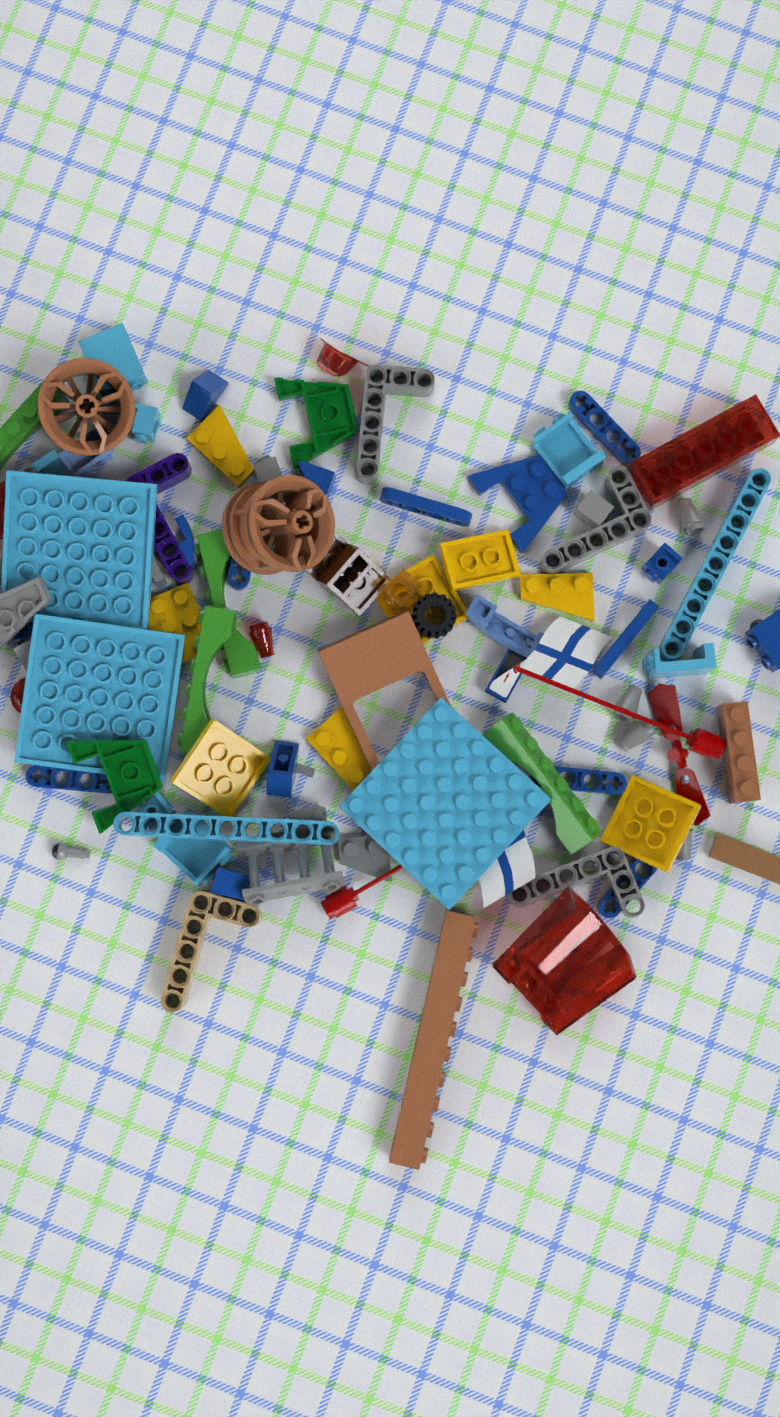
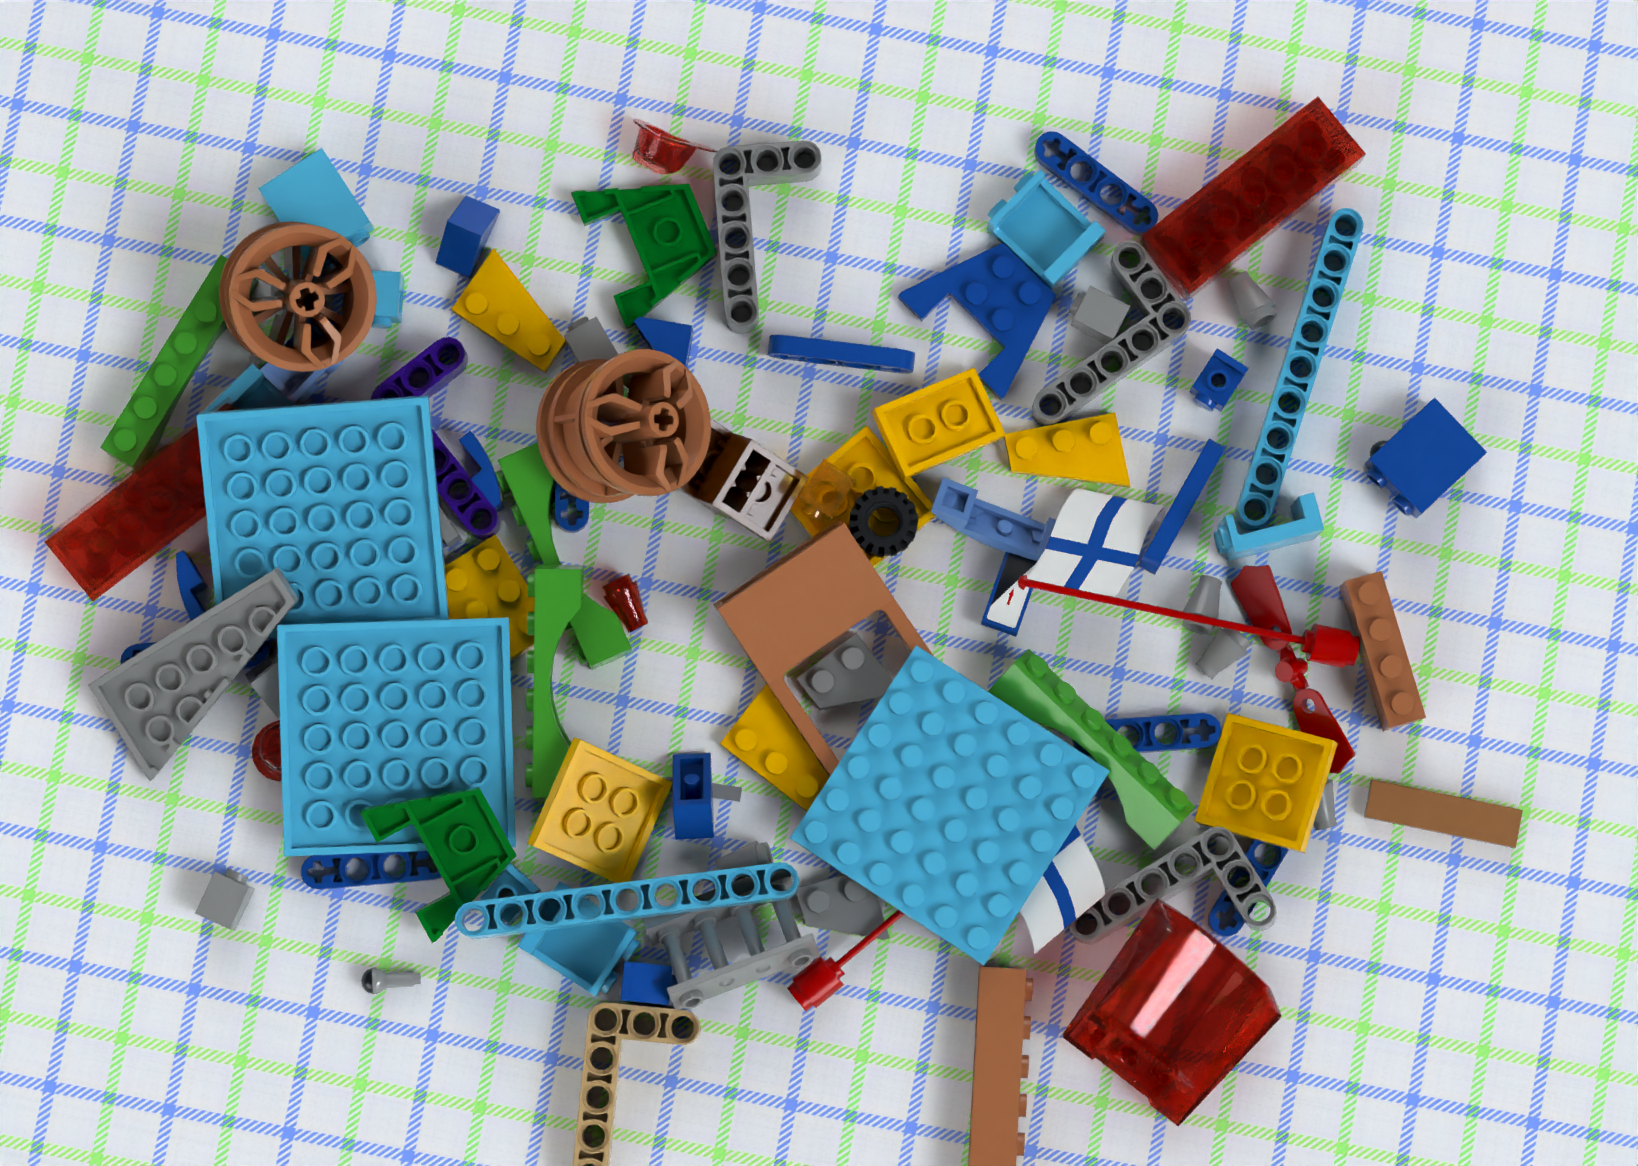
camera: 10 degrees left, 0 degrees up
(393, 709) = (845, 676): none -> light grey wing

